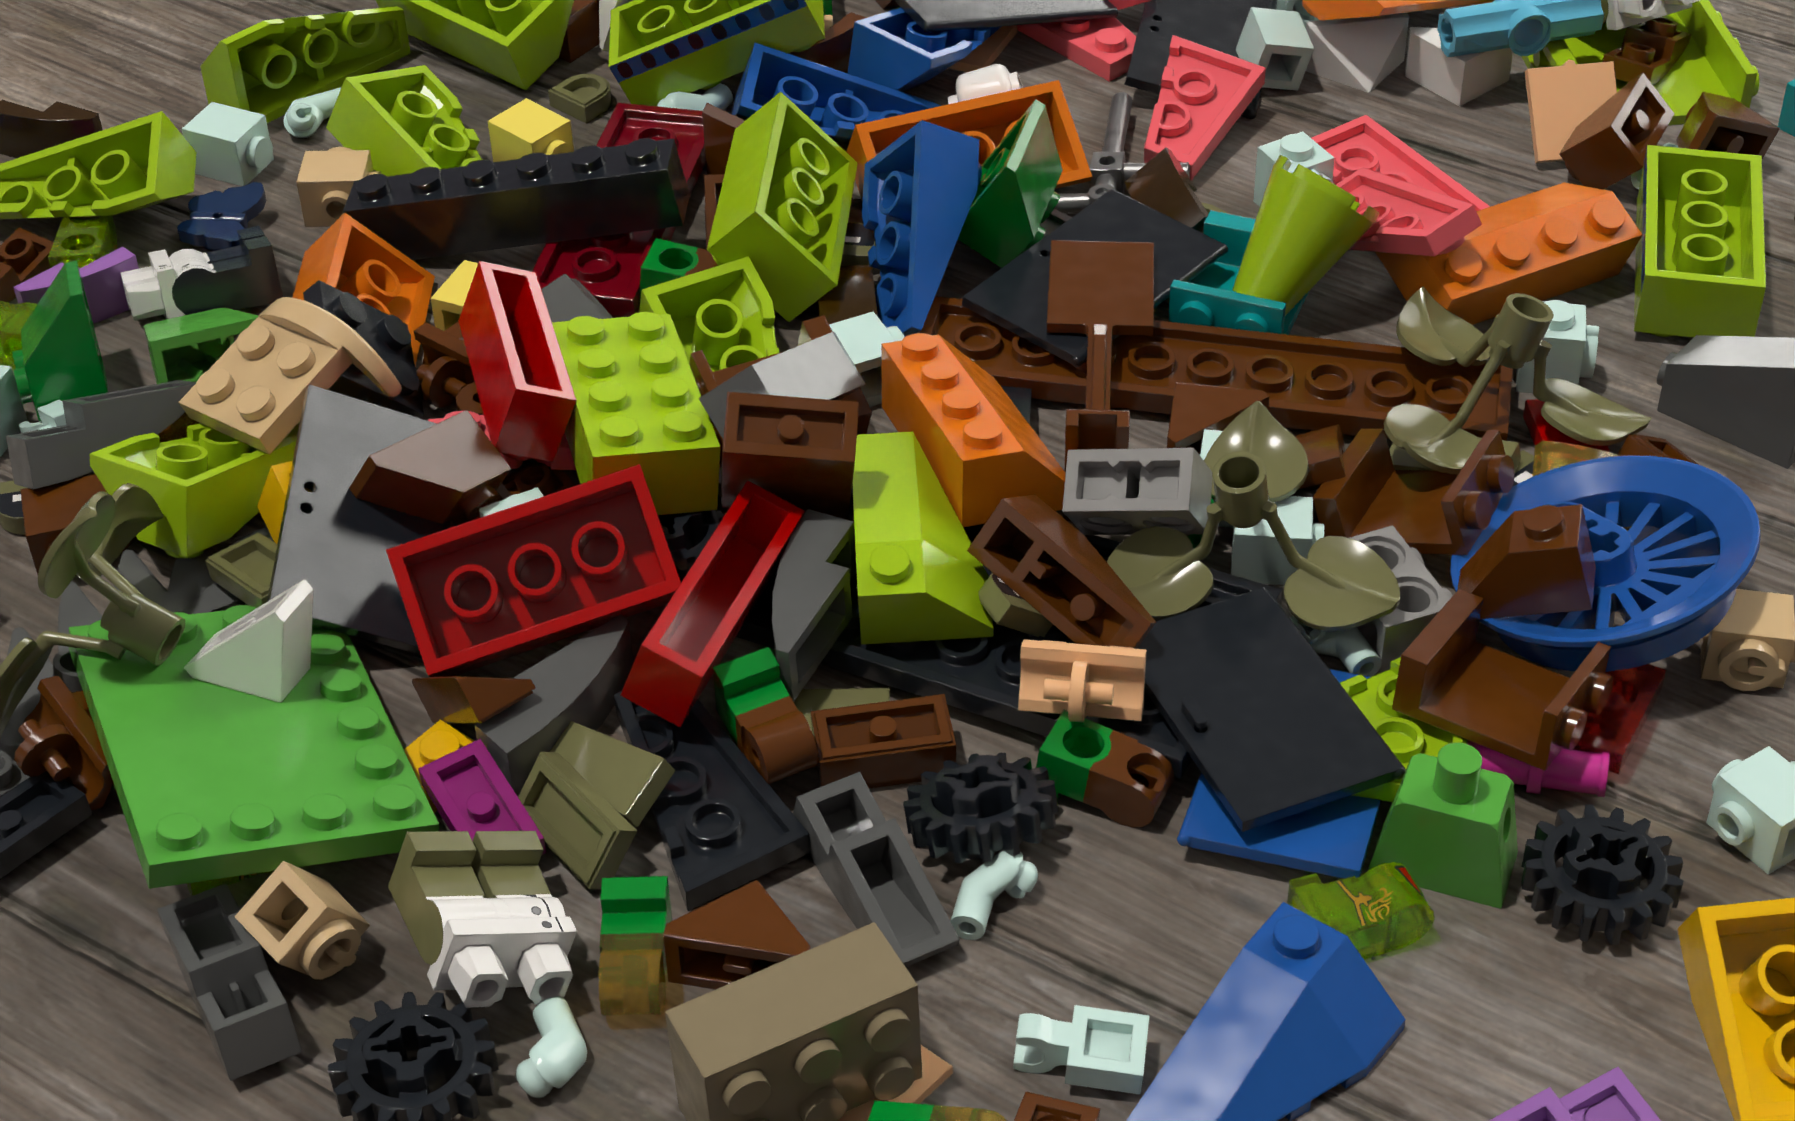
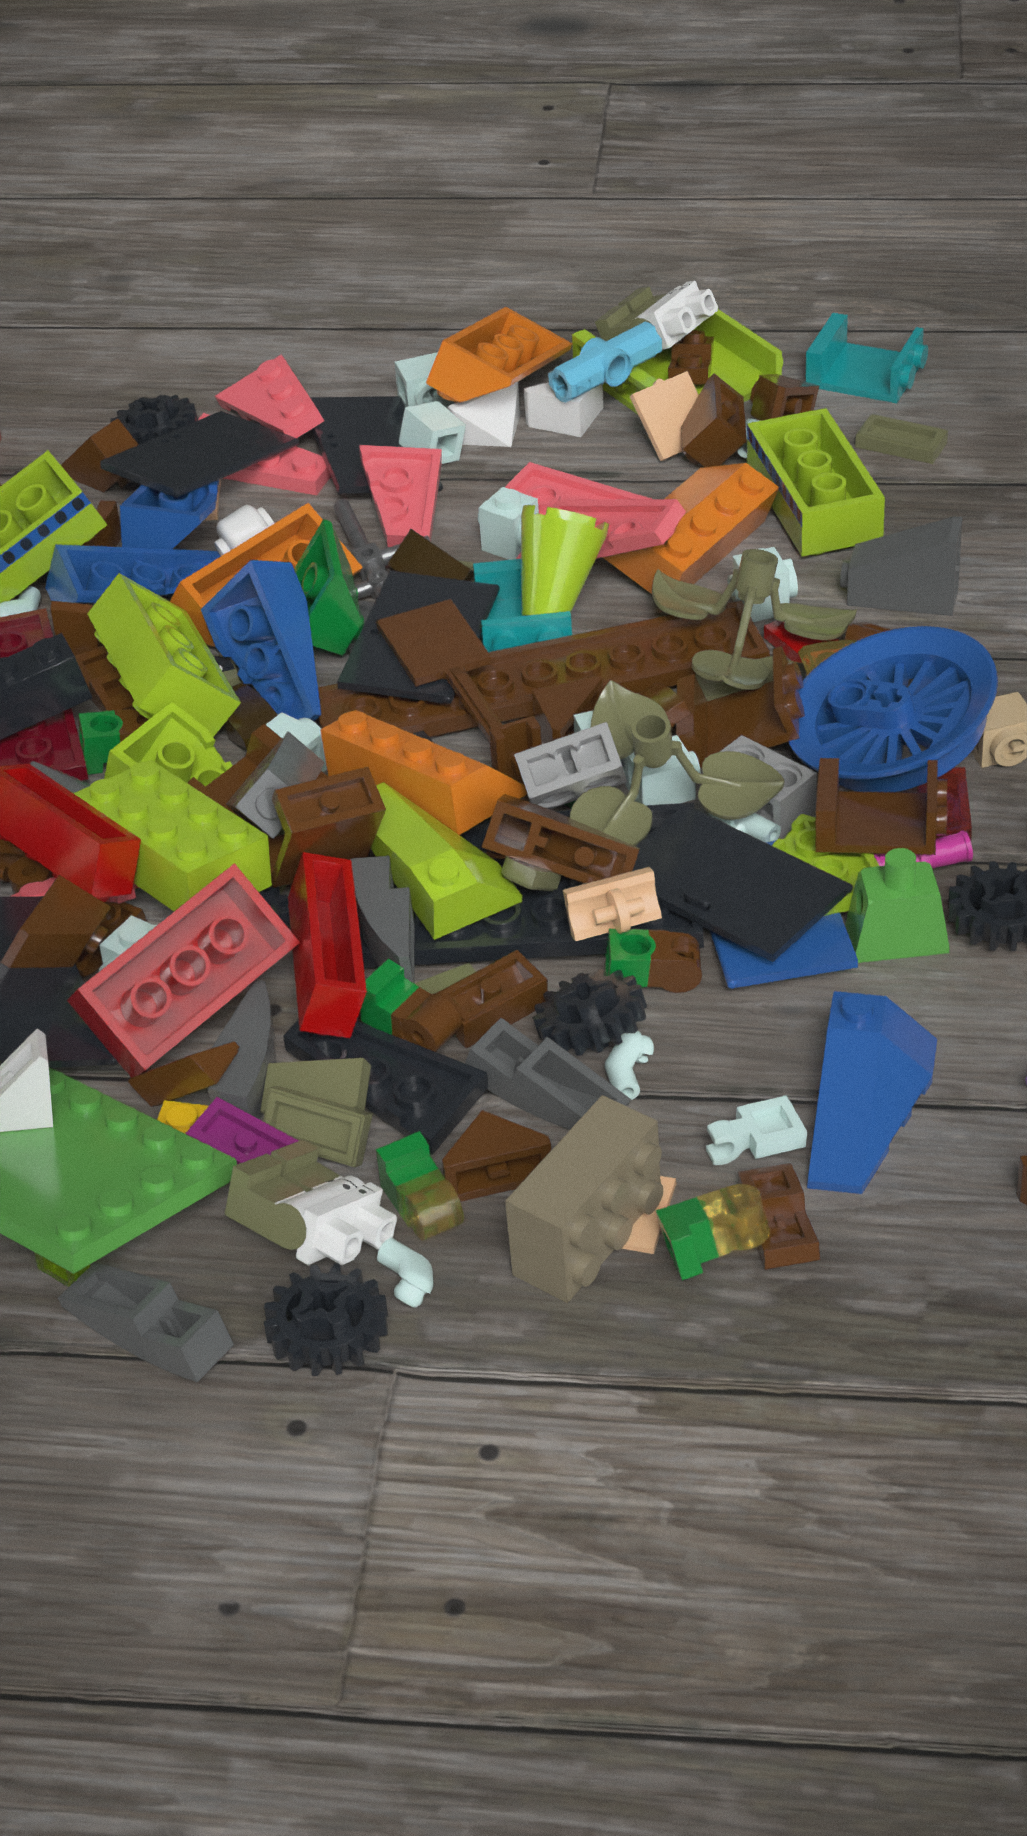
camera: 25 degrees left, 0 degrees up
(303, 922) = (185, 1258): tan brick -> none
(1376, 911) = (881, 973): clear neon green leg -> none
(1534, 564) = (858, 725): reddish brown slope -> none

